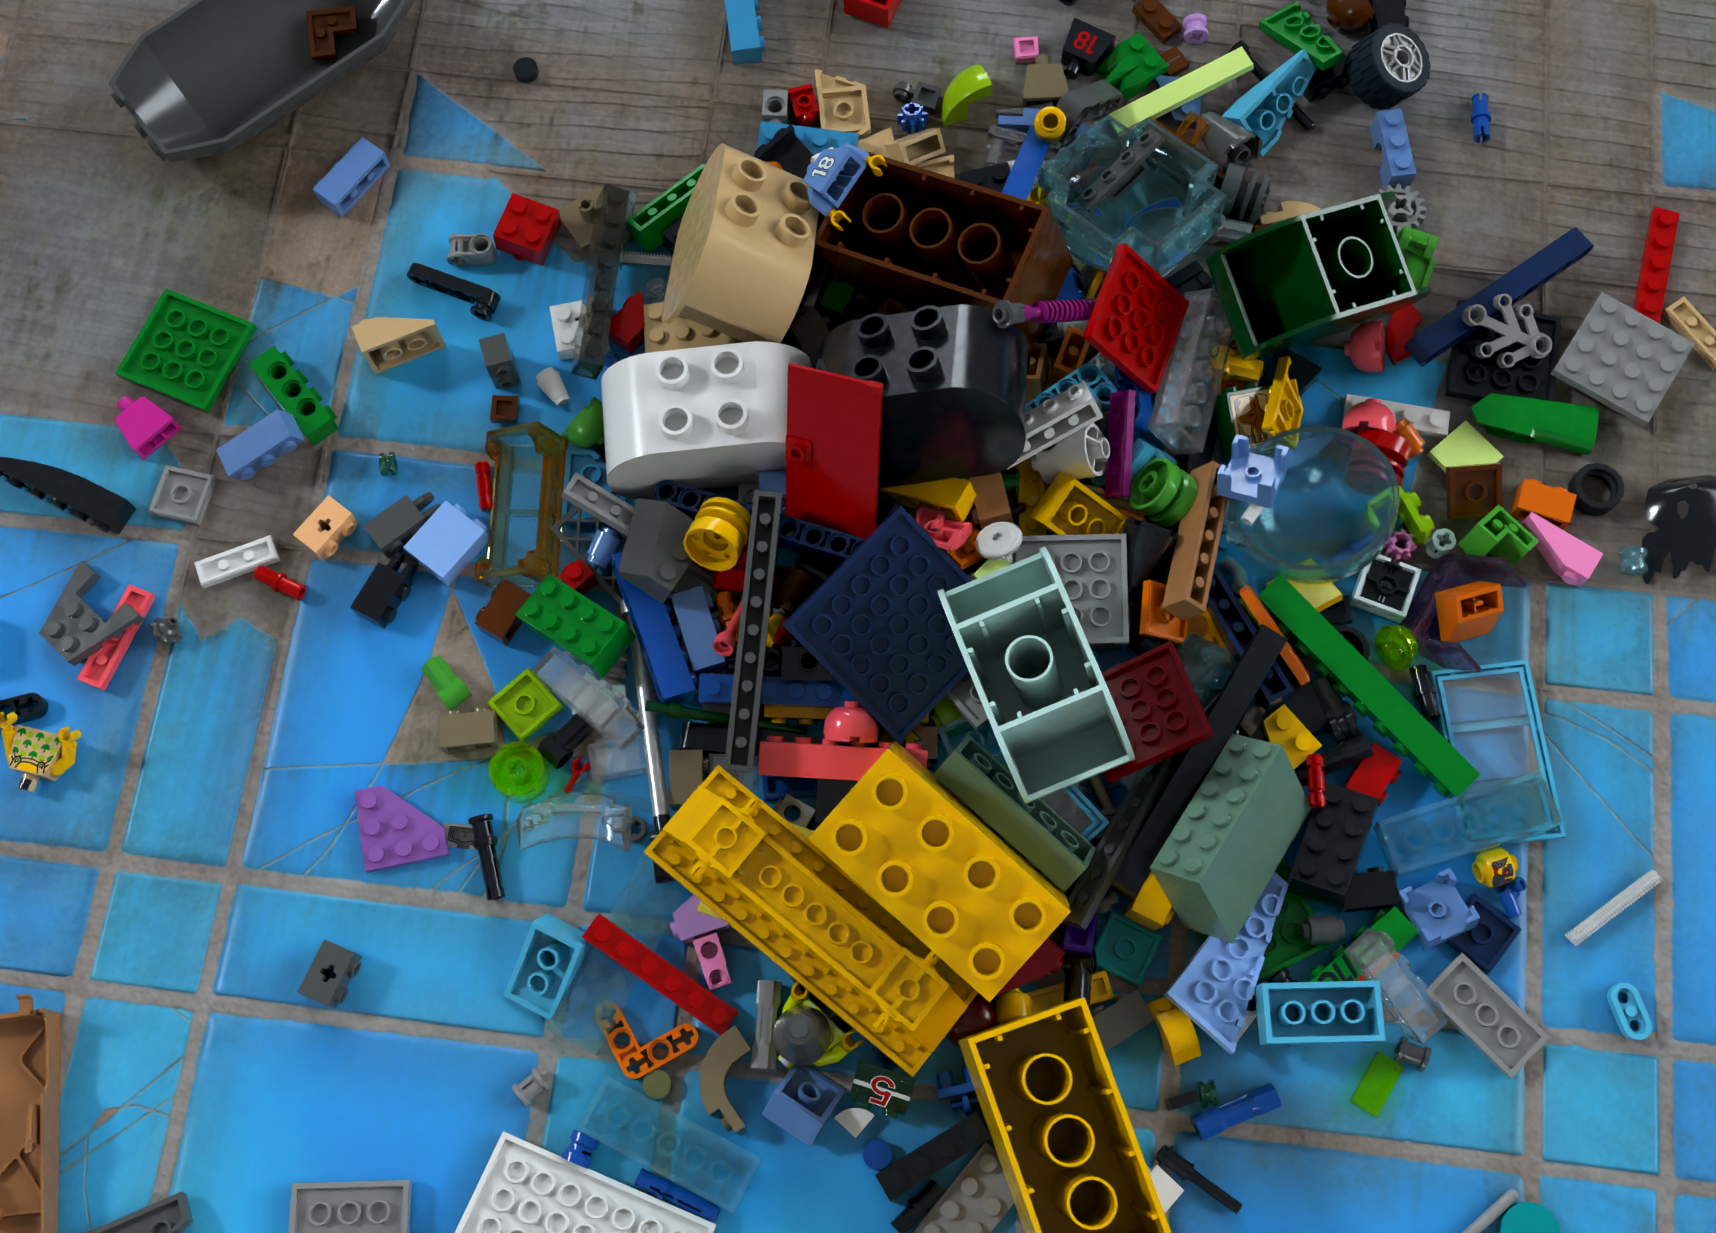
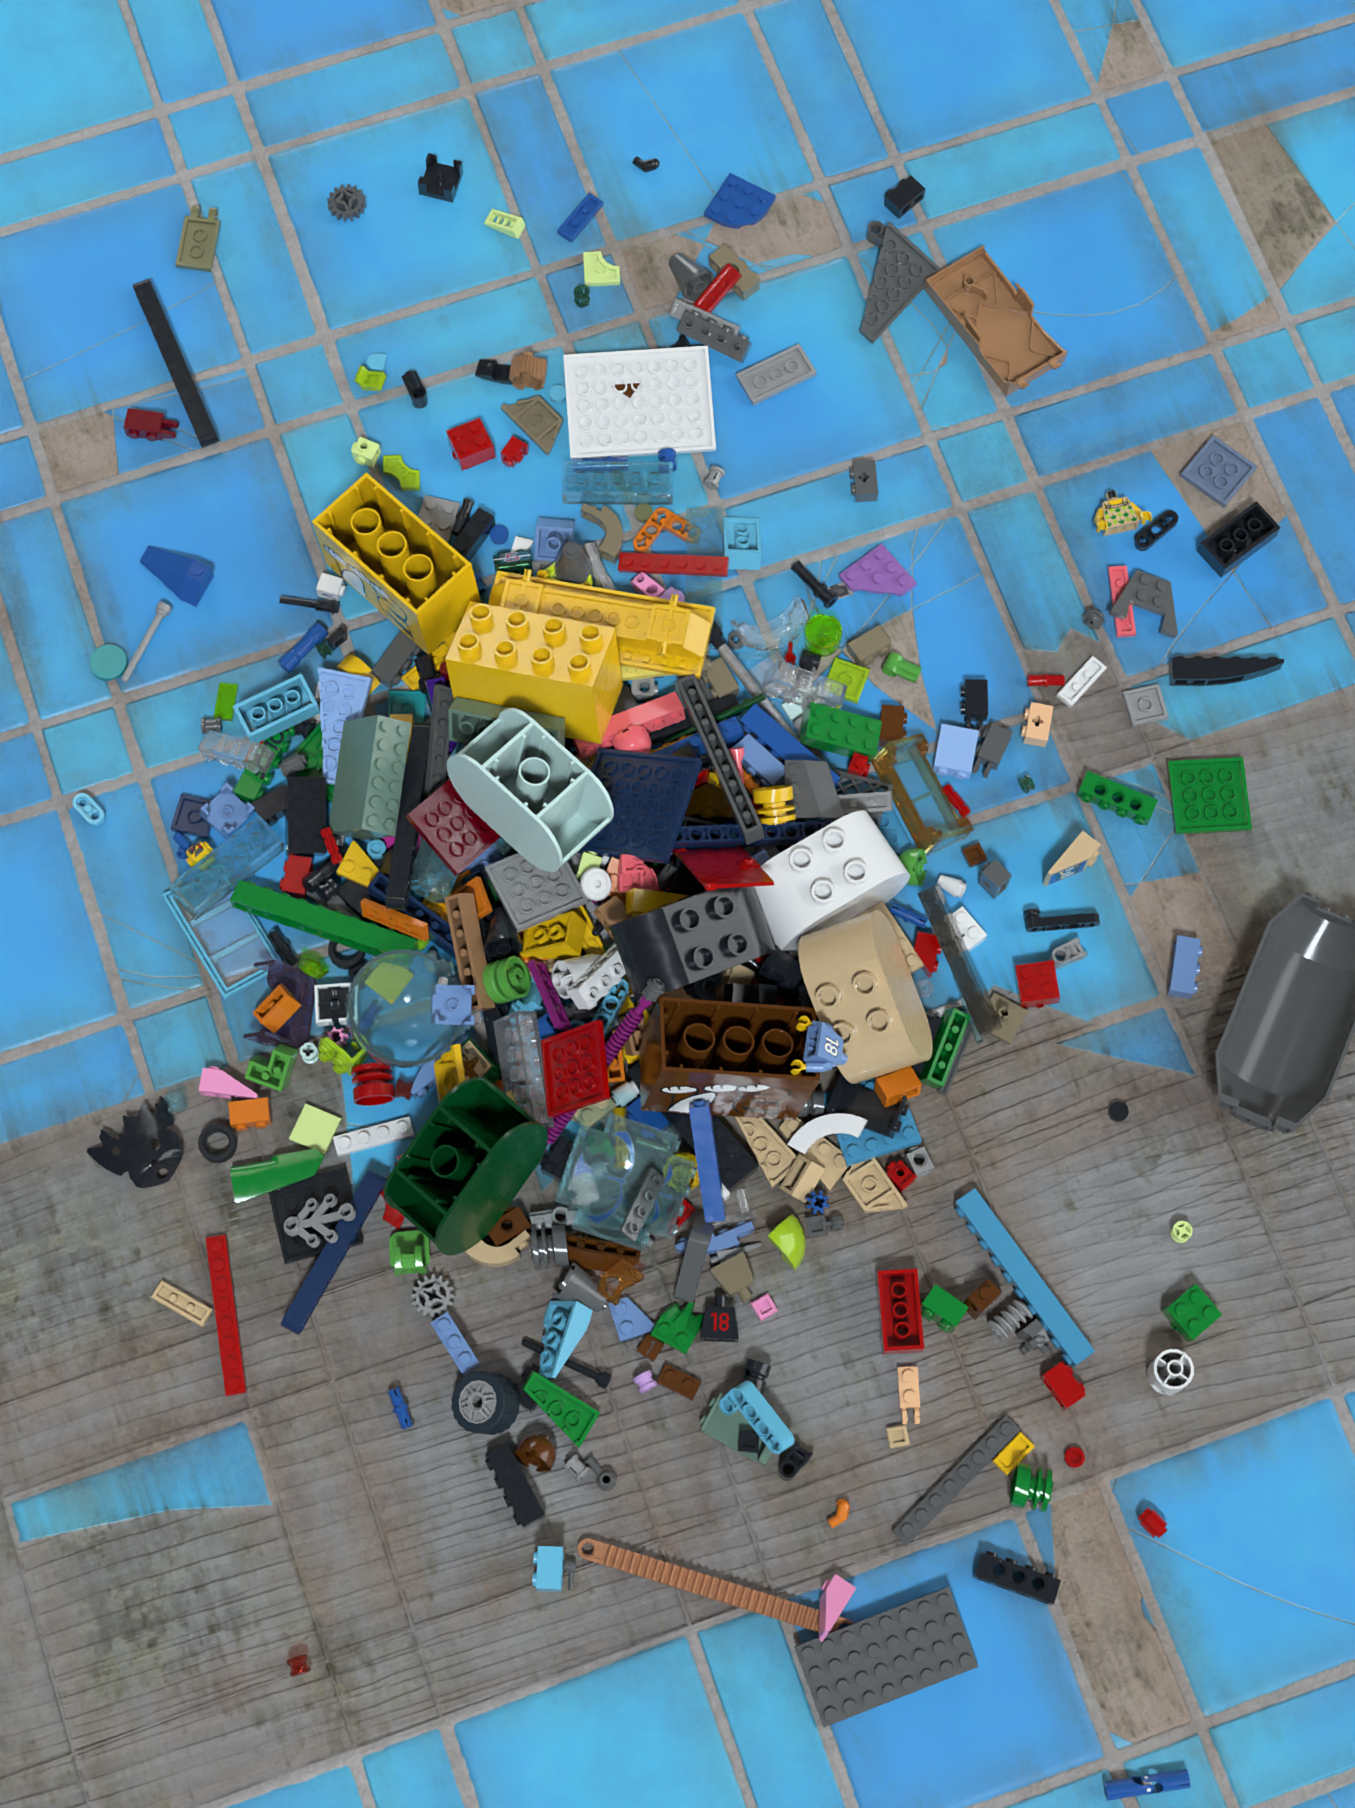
camera: 150 degrees right, 0 degrees up
(144, 425) = (1200, 734): dark pink torso -> none
(260, 445) = (1111, 751): medium blue brick -> none
(325, 25) = (1278, 1066): reddish brown plate -> none
(603, 546) = (850, 783): medium blue brick -> none
(1050, 124) = (708, 1214): yellow head -> none
(1185, 88) = (631, 1316): yellowish green tile -> none
(1369, 416) = (389, 1109): coral cylinder -> none
(1409, 433) = (360, 1117): orange brick -> none
(1473, 490) = (300, 1098): reddish brown plate -> none
(1486, 1015) = (175, 767): light grey plate -> none
(1614, 907) = (116, 868): white axle -> none
(1623, 359) = (230, 1247): light grey plate -> none

